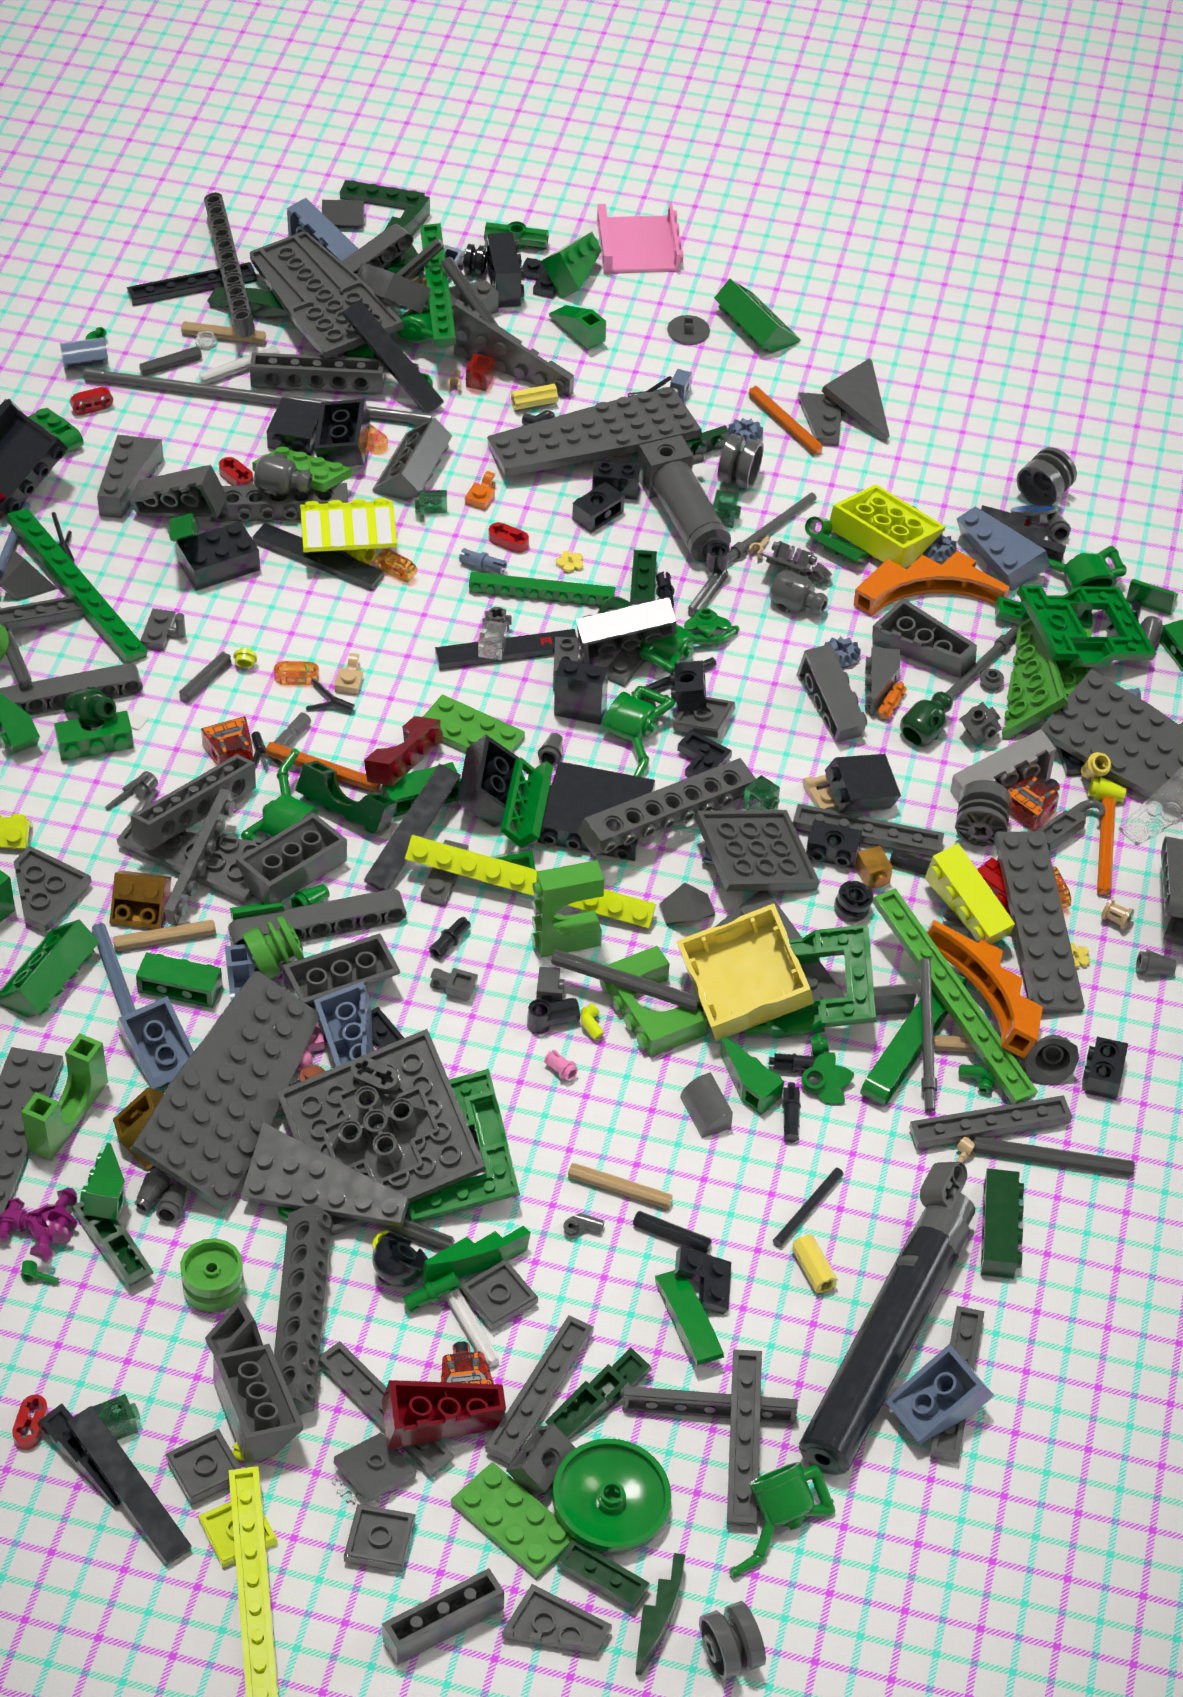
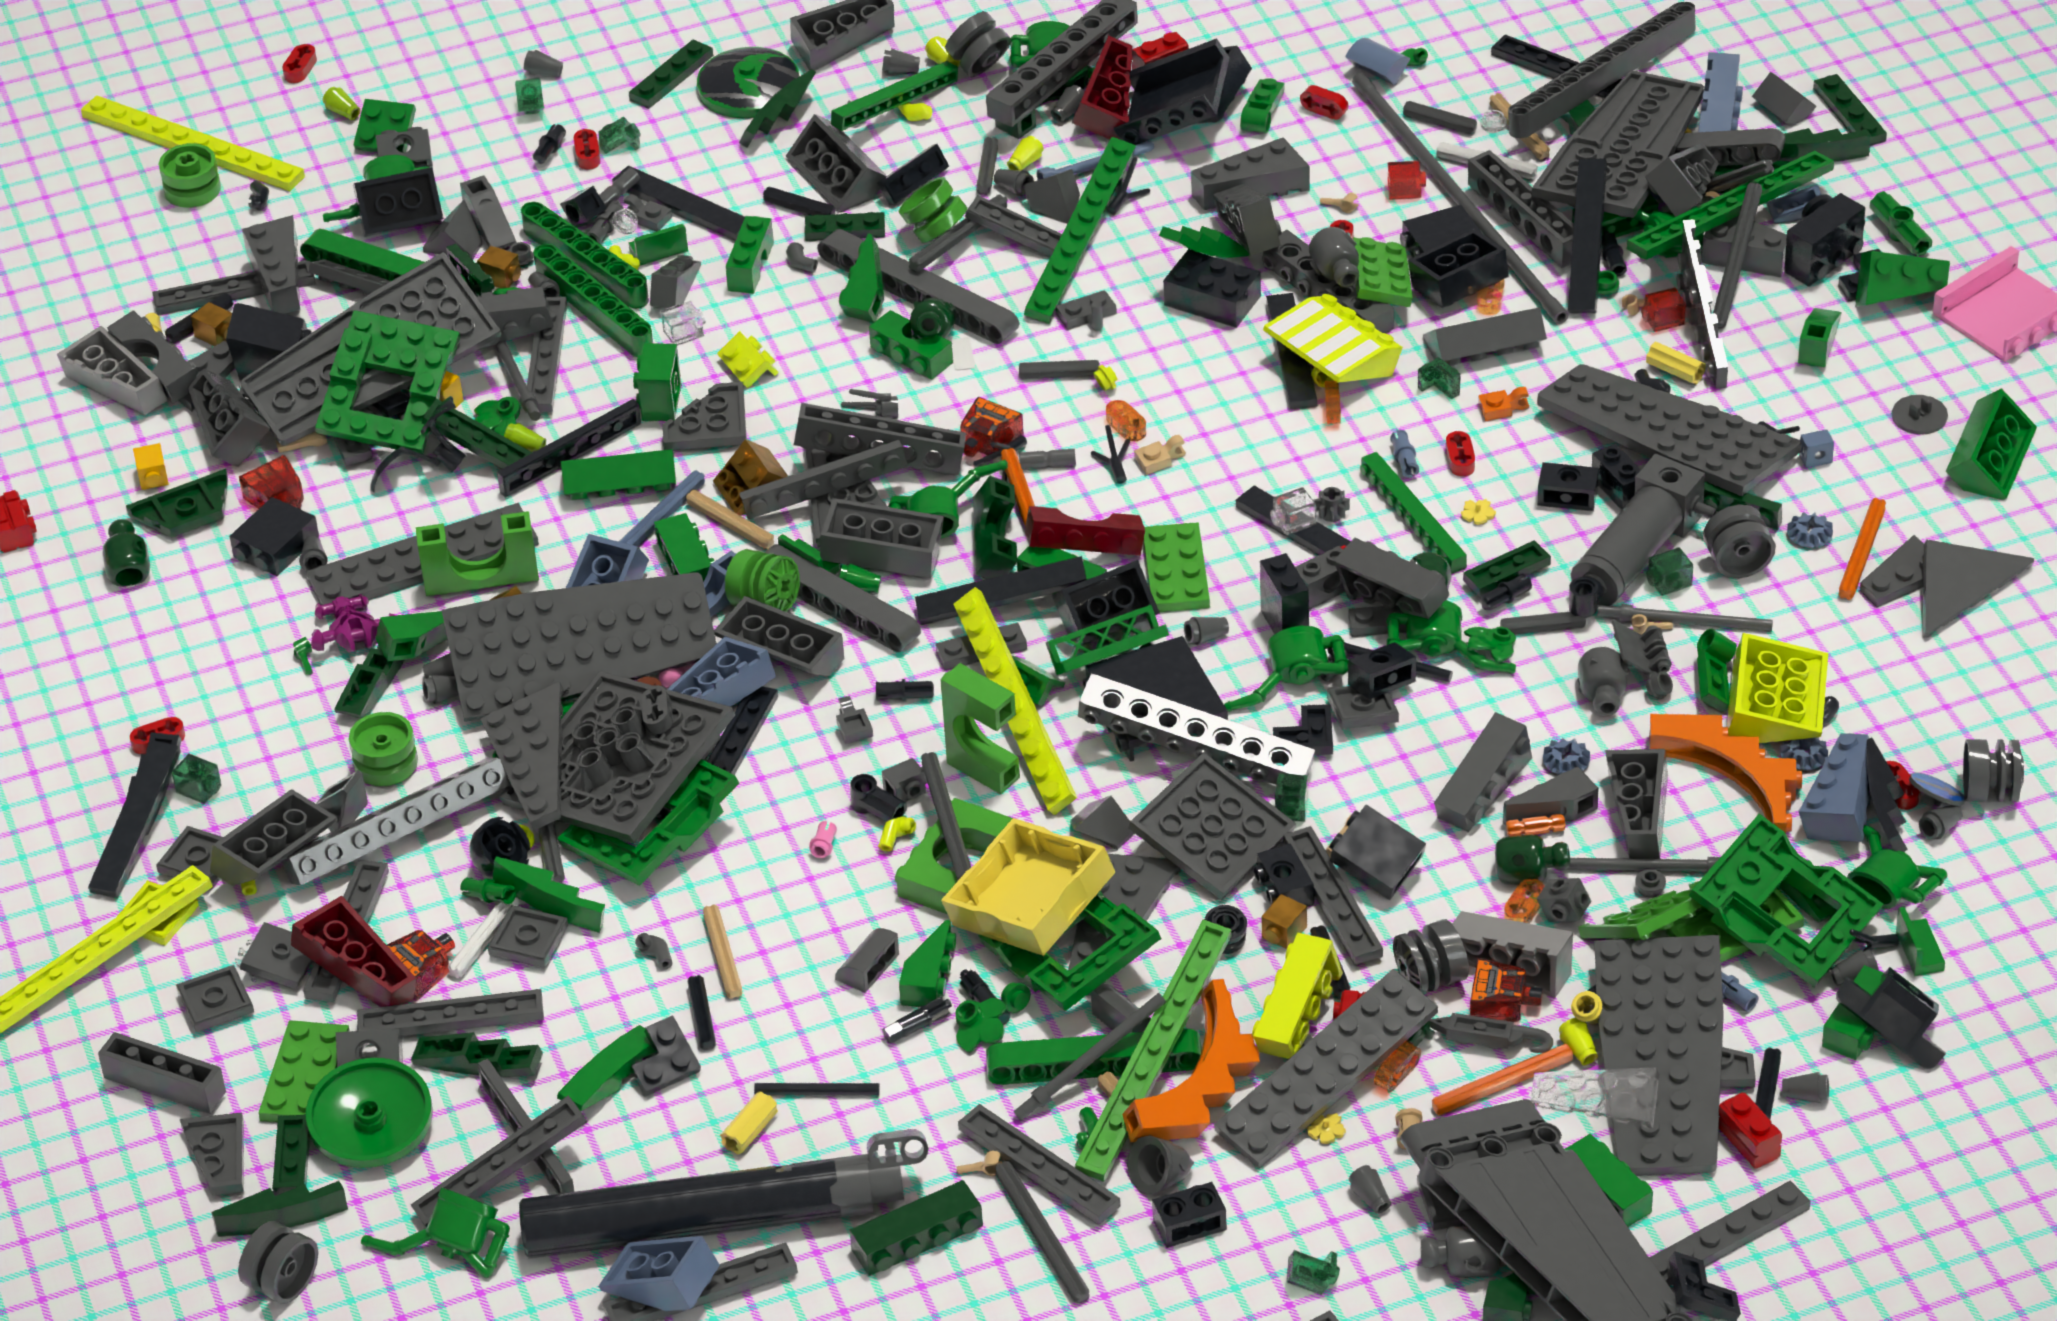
camera: 60 degrees right, 5 degrees down
(203, 450) = (1346, 204): none -> tan hand
(217, 410) = (1405, 180): none -> clear red brick
(960, 744) = (1519, 901): none -> clear orange beam

